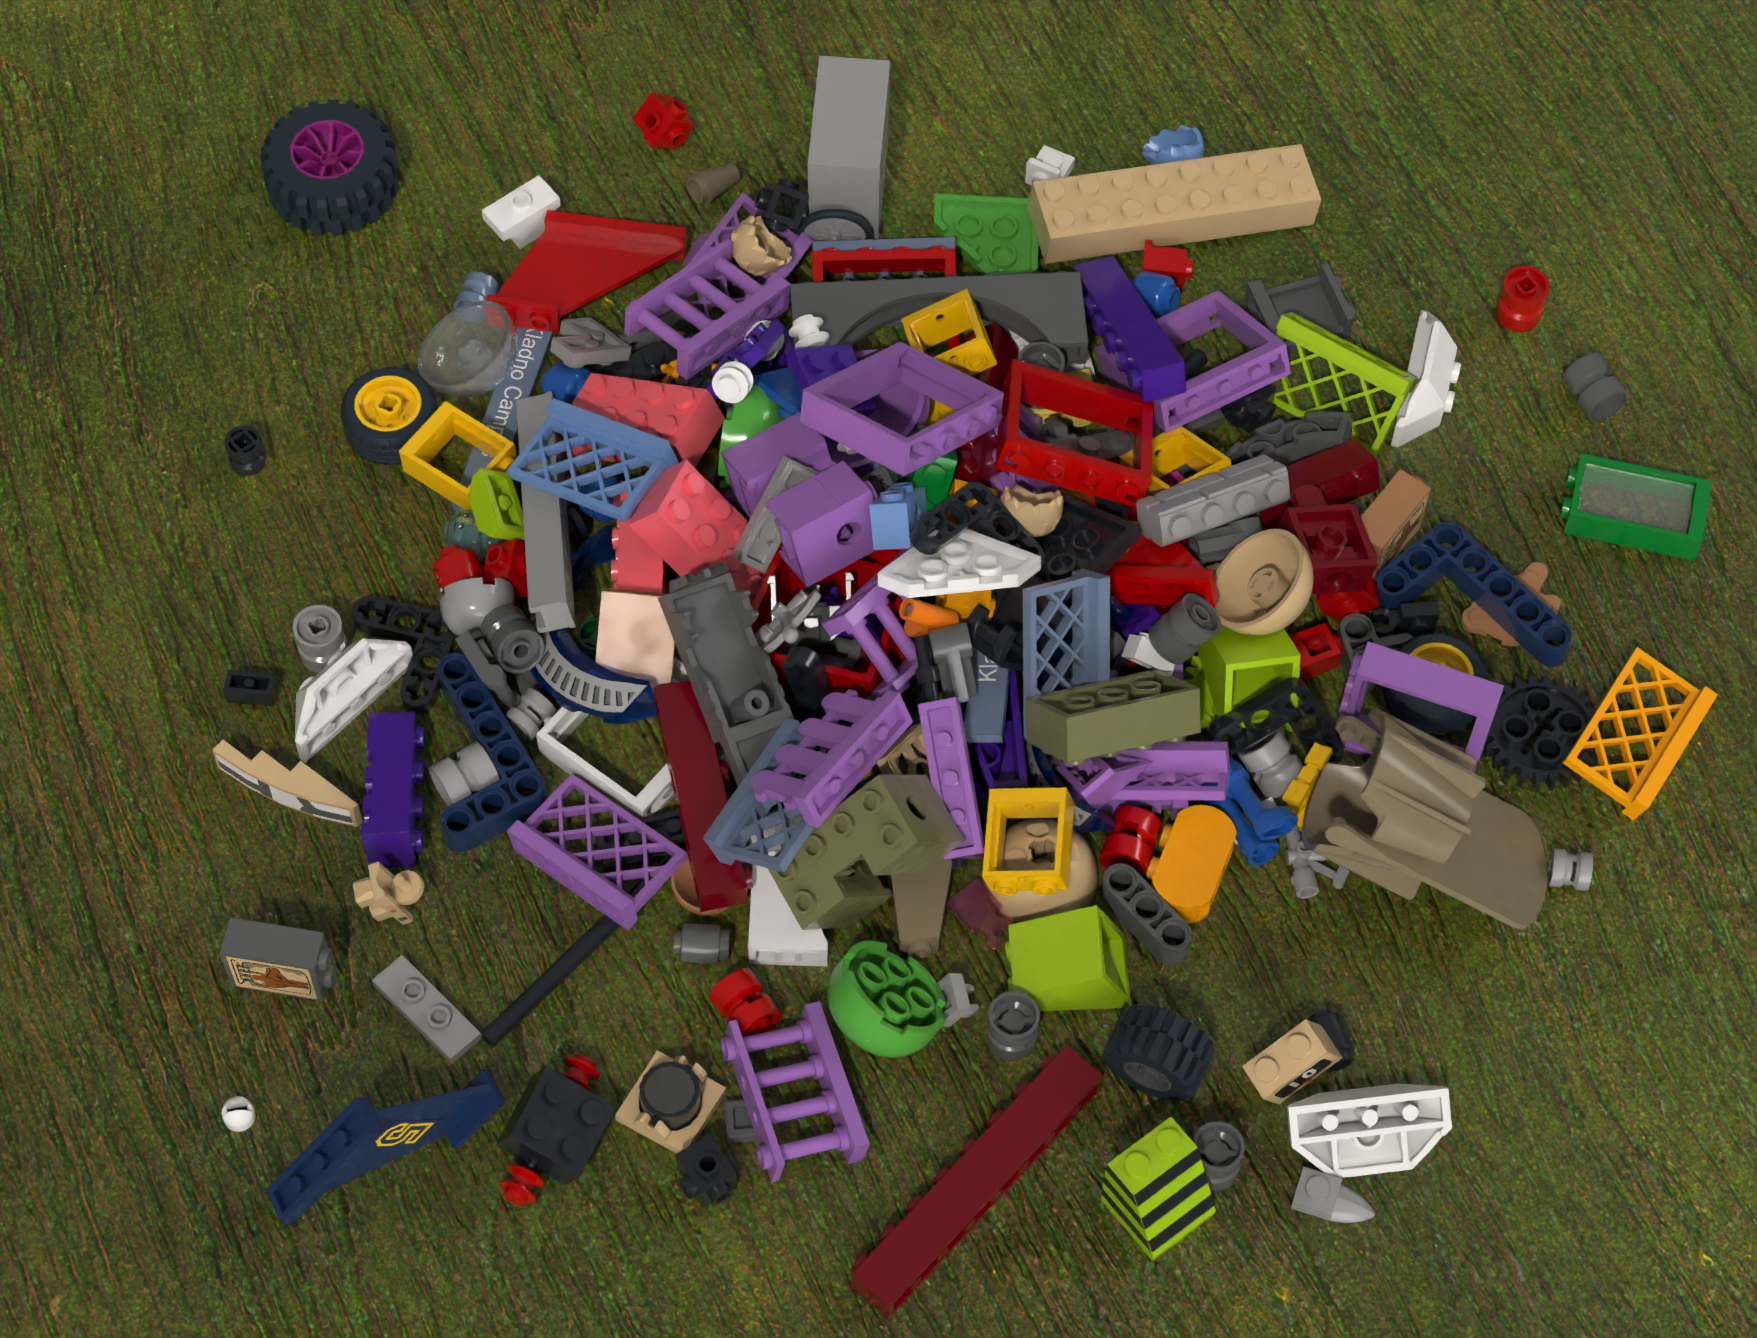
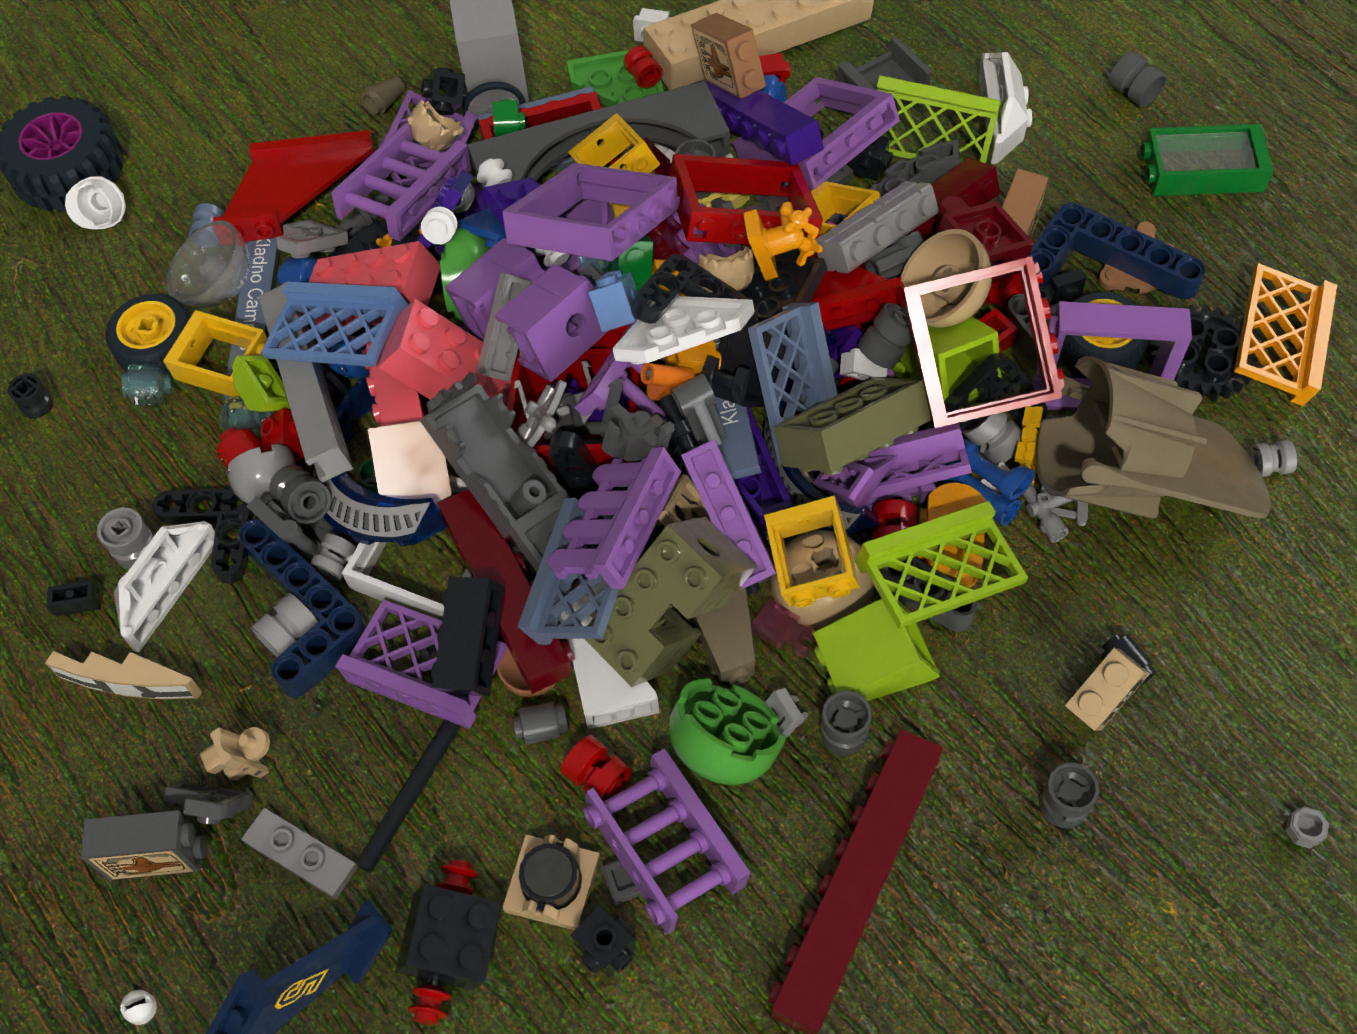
camera: 10 degrees left, 0 degrees up
(350, 935) = (207, 802): none -> dark grey plate
(358, 239) = (95, 203): none -> white piece
(371, 469) = (145, 384): none -> clear light blue head
(392, 790) = (222, 657): dark purple wedge -> none
(522, 212) = (229, 150): white brick -> none
(650, 835) = (468, 636): none -> black brick
(663, 121) = (337, 58): red brick -> none
(844, 261) = (506, 117): none -> green plate
(873, 668) = (632, 434): none -> dark grey piece
(1020, 227) = (642, 66): none -> red wheel
(1081, 495) = (781, 239): none -> light orange piece
(1116, 247) = (728, 55): none -> medium nougat brick
(1152, 857) = (922, 541): none -> lime fence
(1158, 1052) = (988, 713): black wheel -> none
(1159, 1189) = (1031, 842): lime slope -> none
(1209, 662) = (1045, 343): none -> window
(1329, 1199) = (1178, 806): light grey plate -> none
(1369, 1127) = (1196, 729): white wedge -> none
(1449, 1252) = (1307, 827): none -> light grey tile
(1522, 298) = (1056, 29): red wheel -> none

